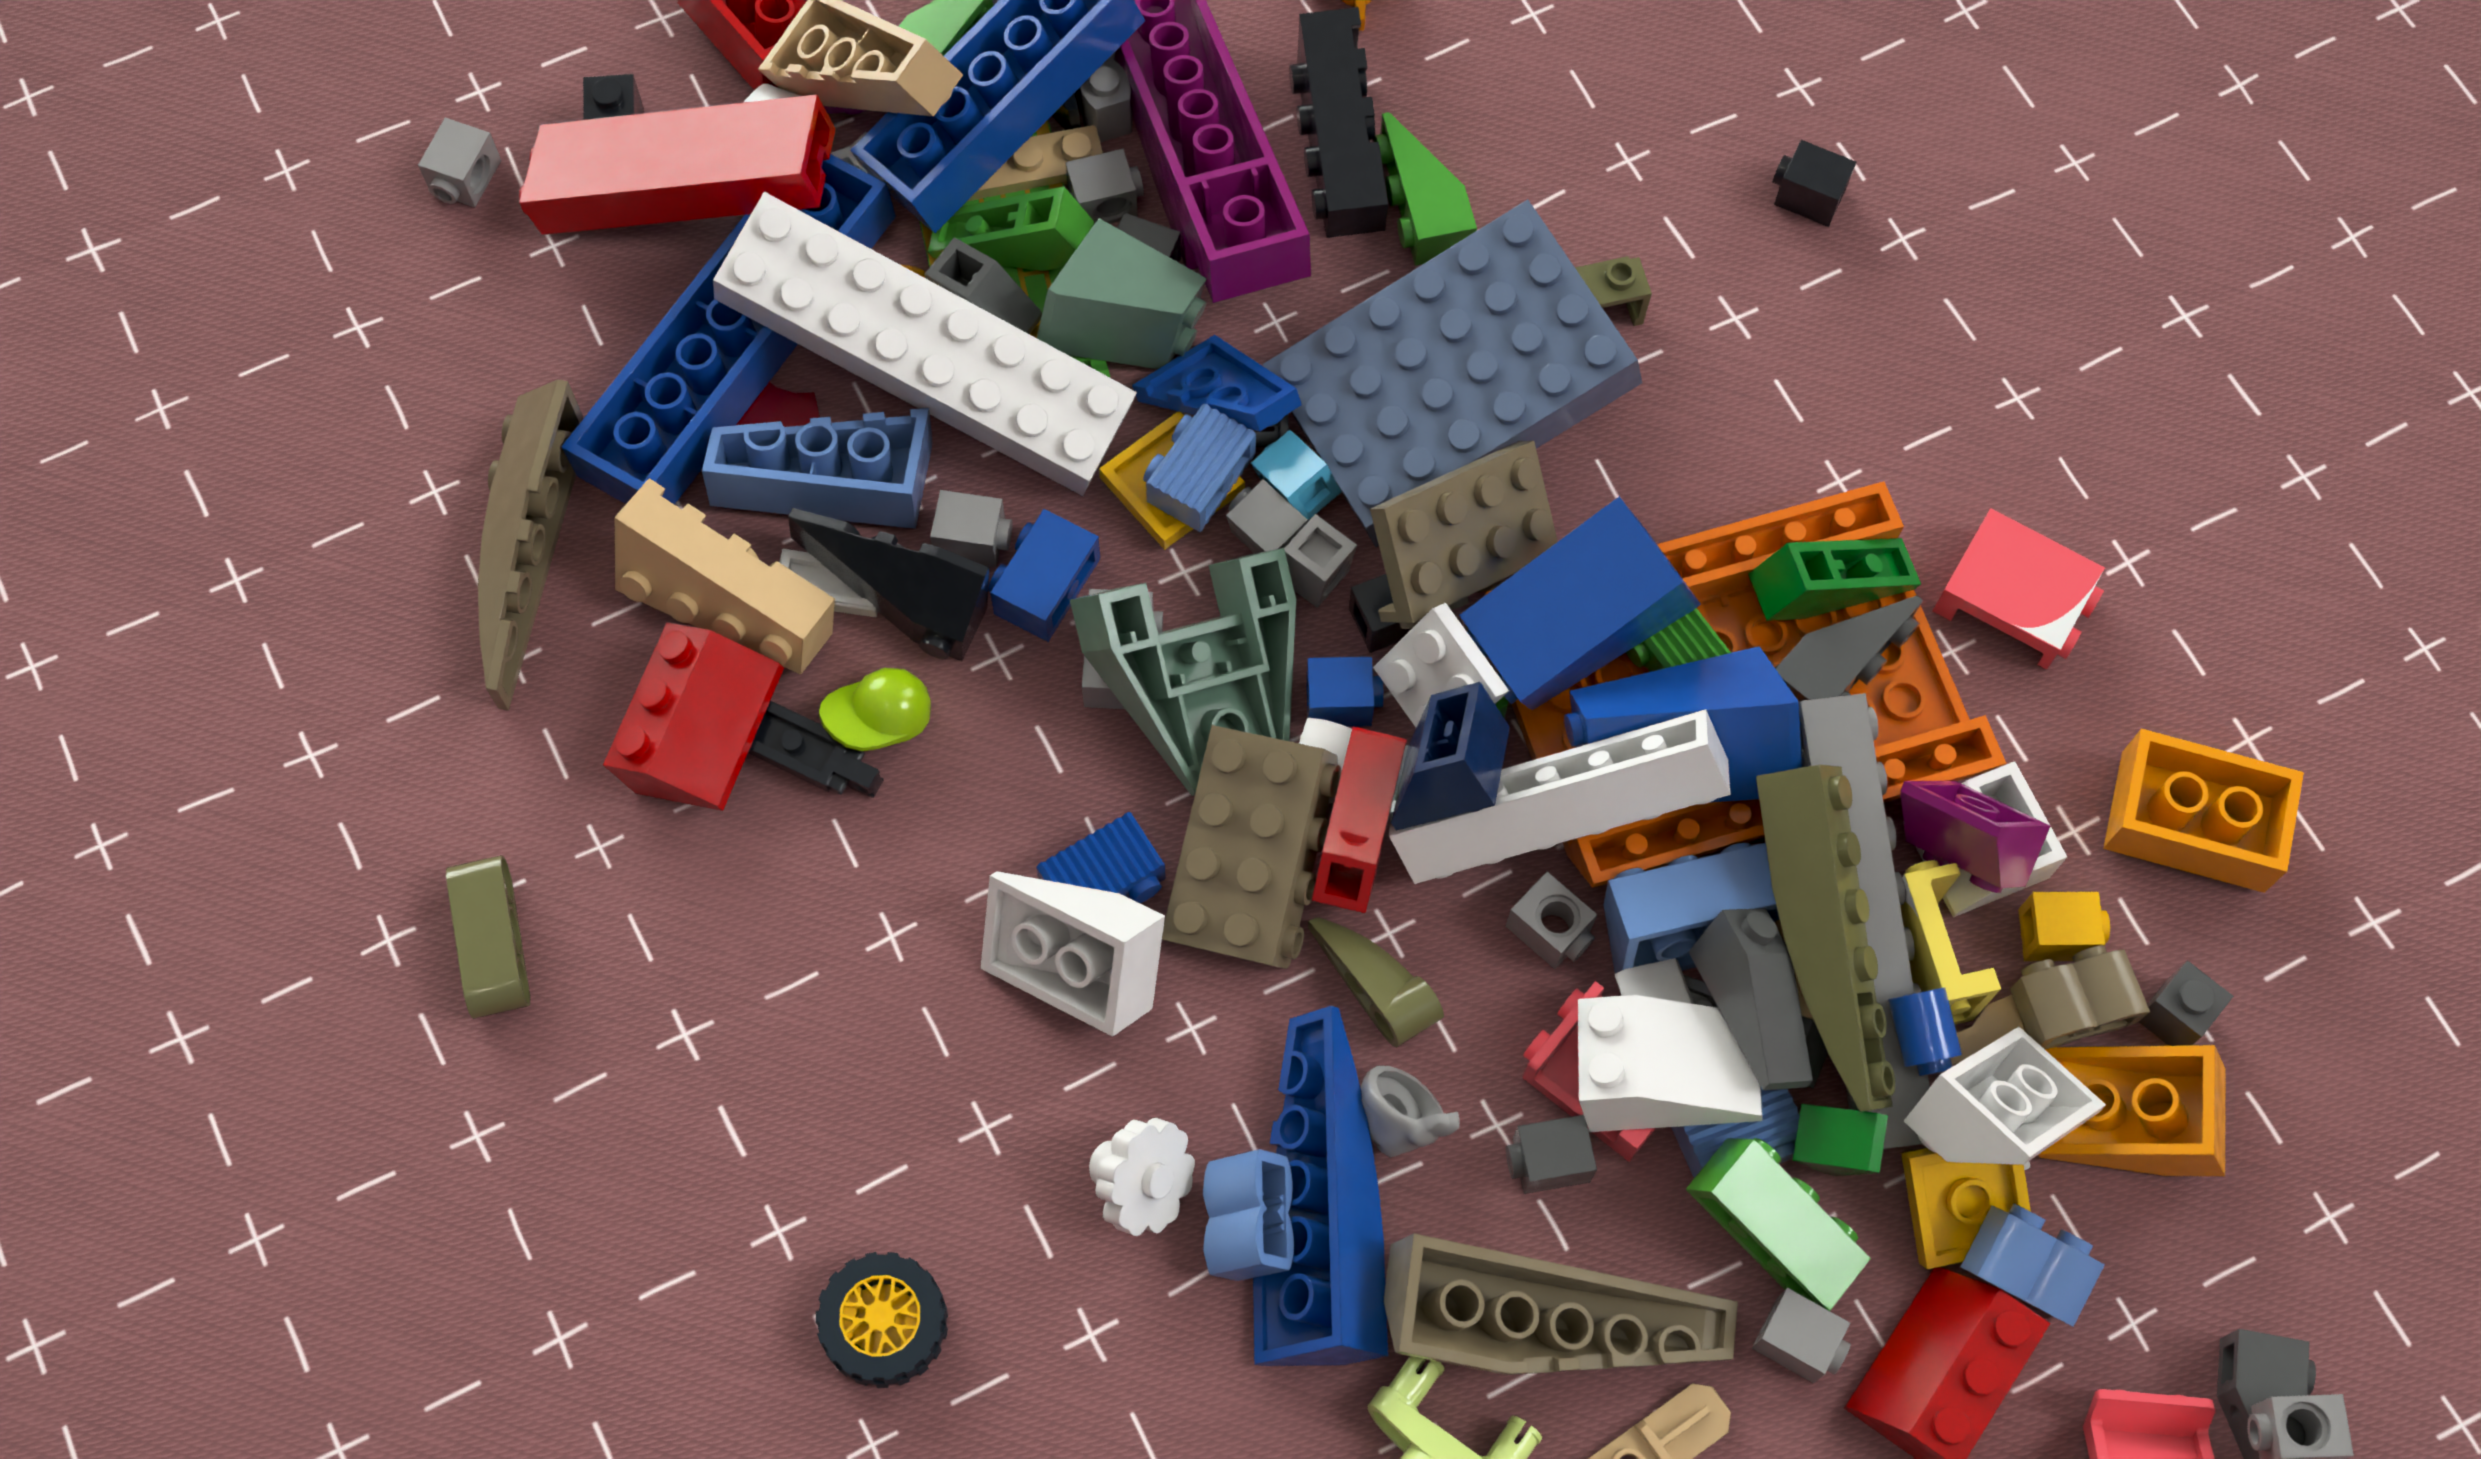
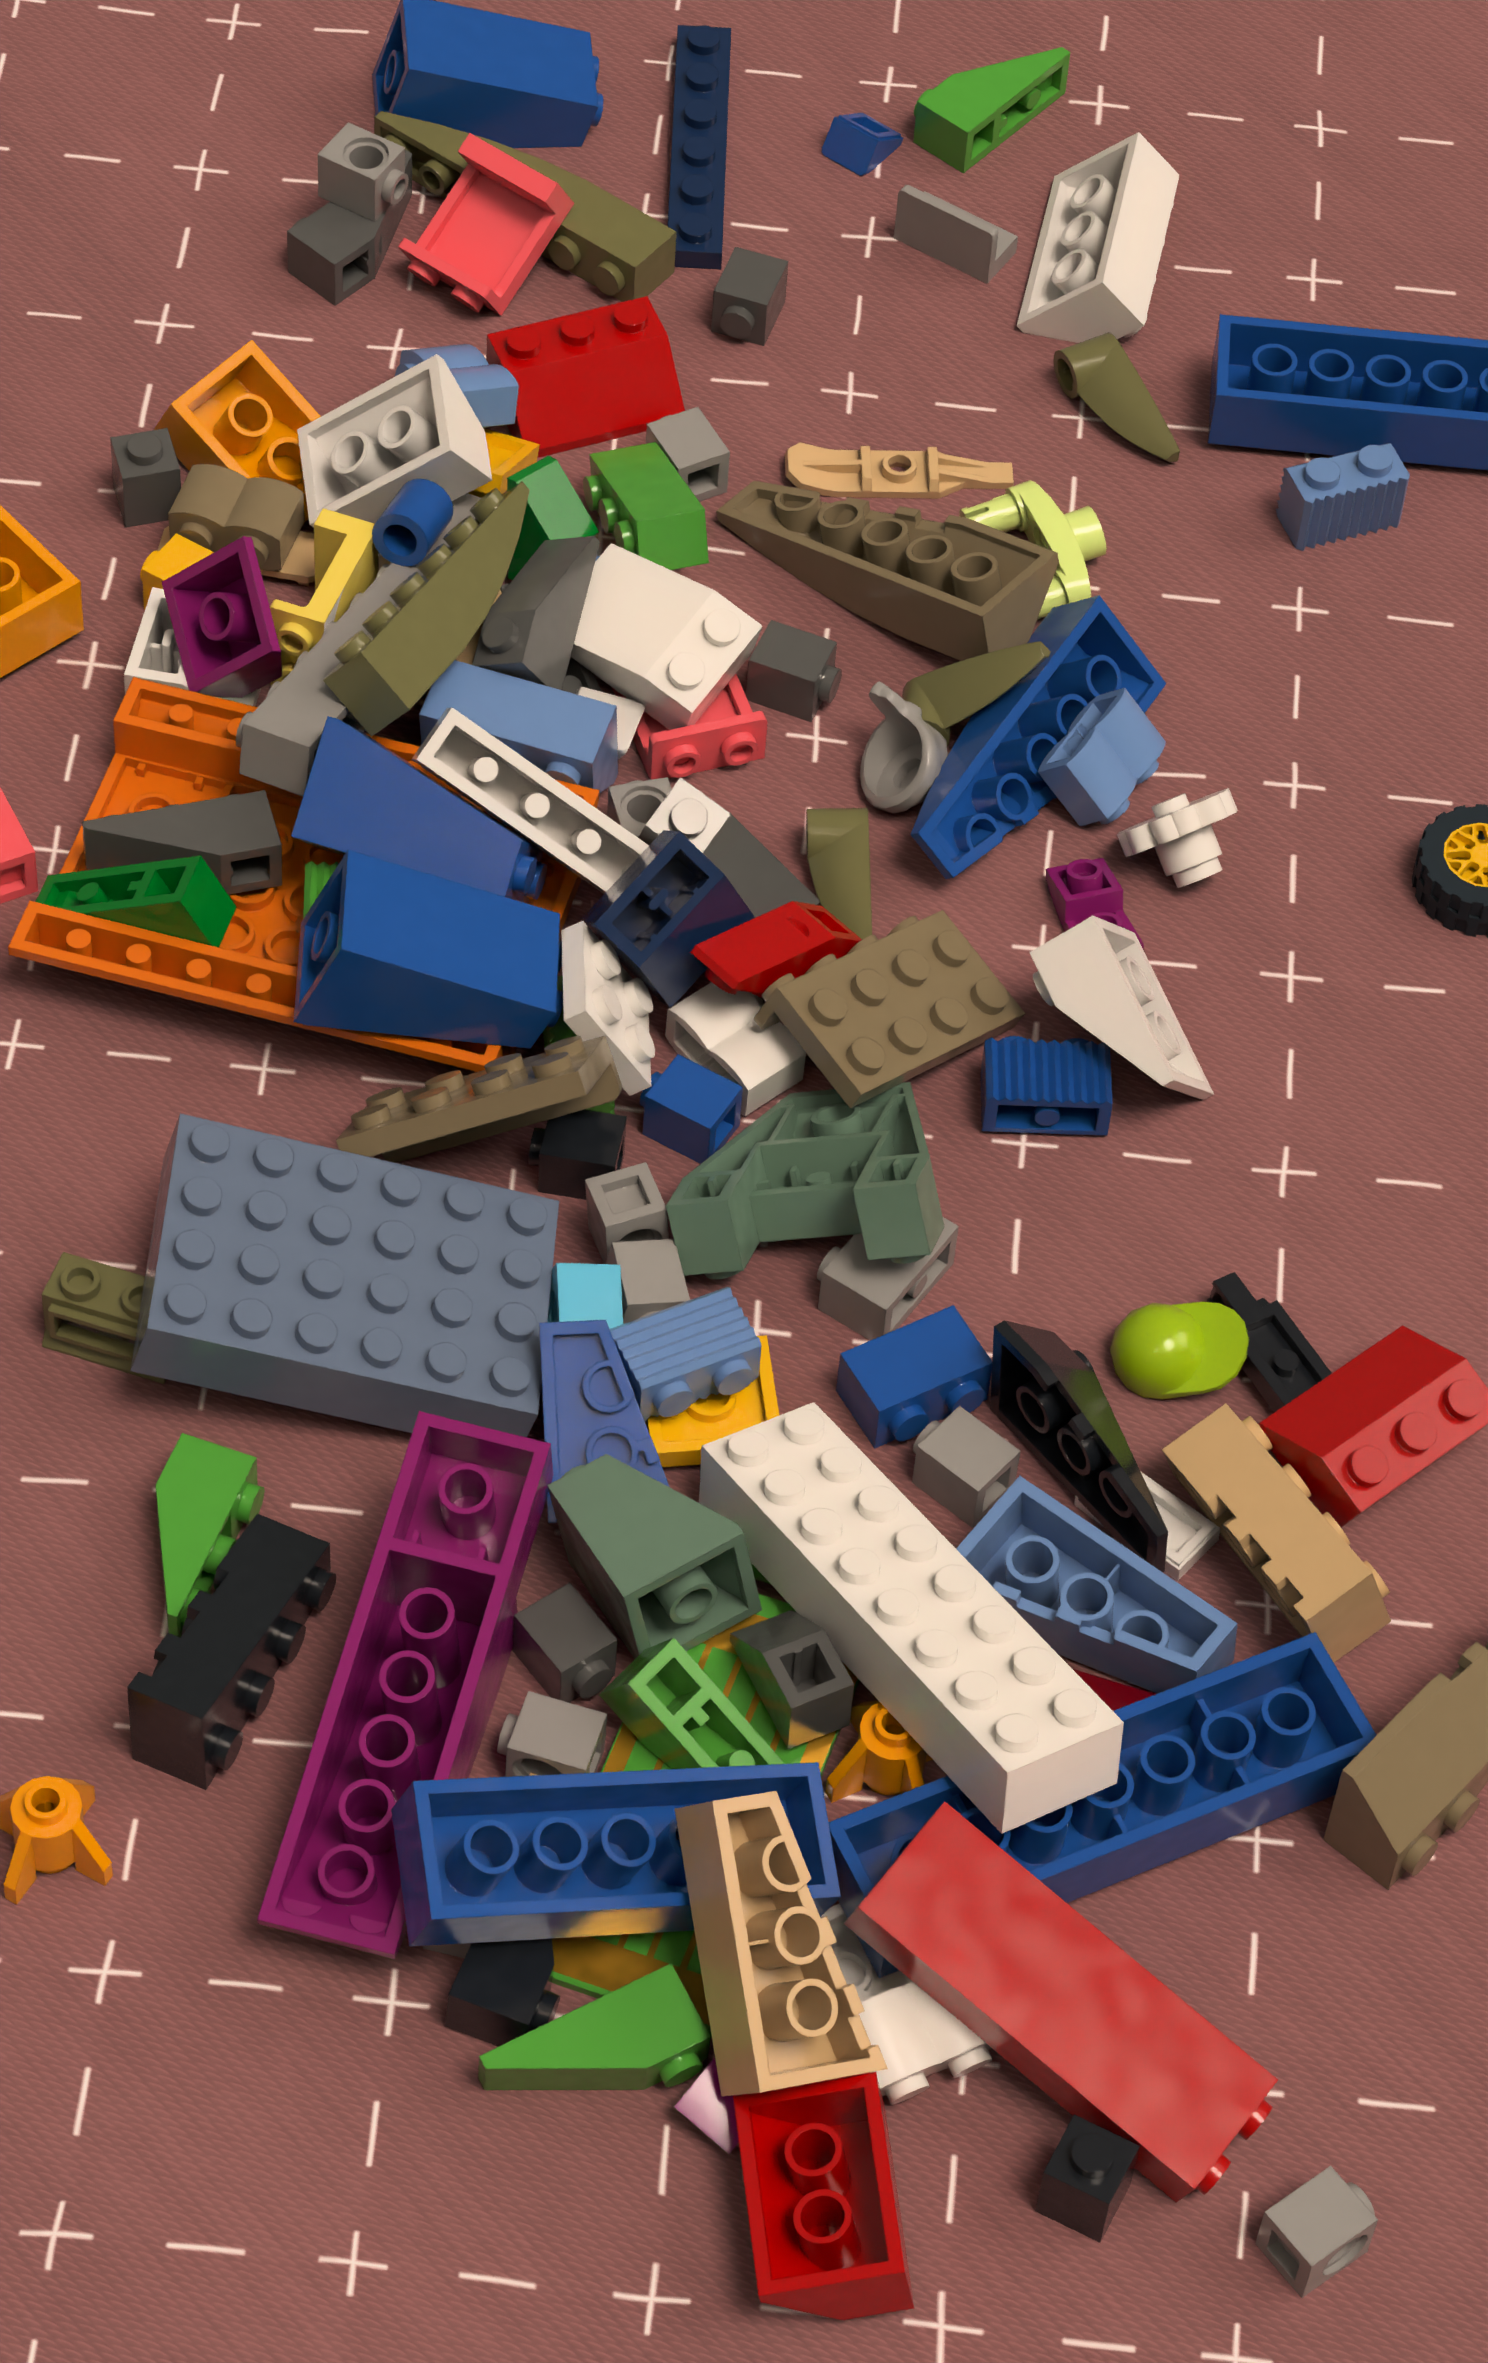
camera: 150 degrees left, 15 degrees down
(1167, 1075) = (1087, 890): none -> magenta slope
(1395, 1193) = (971, 684): none -> olive piece
(1463, 892) = (743, 859): none -> dark grey slope

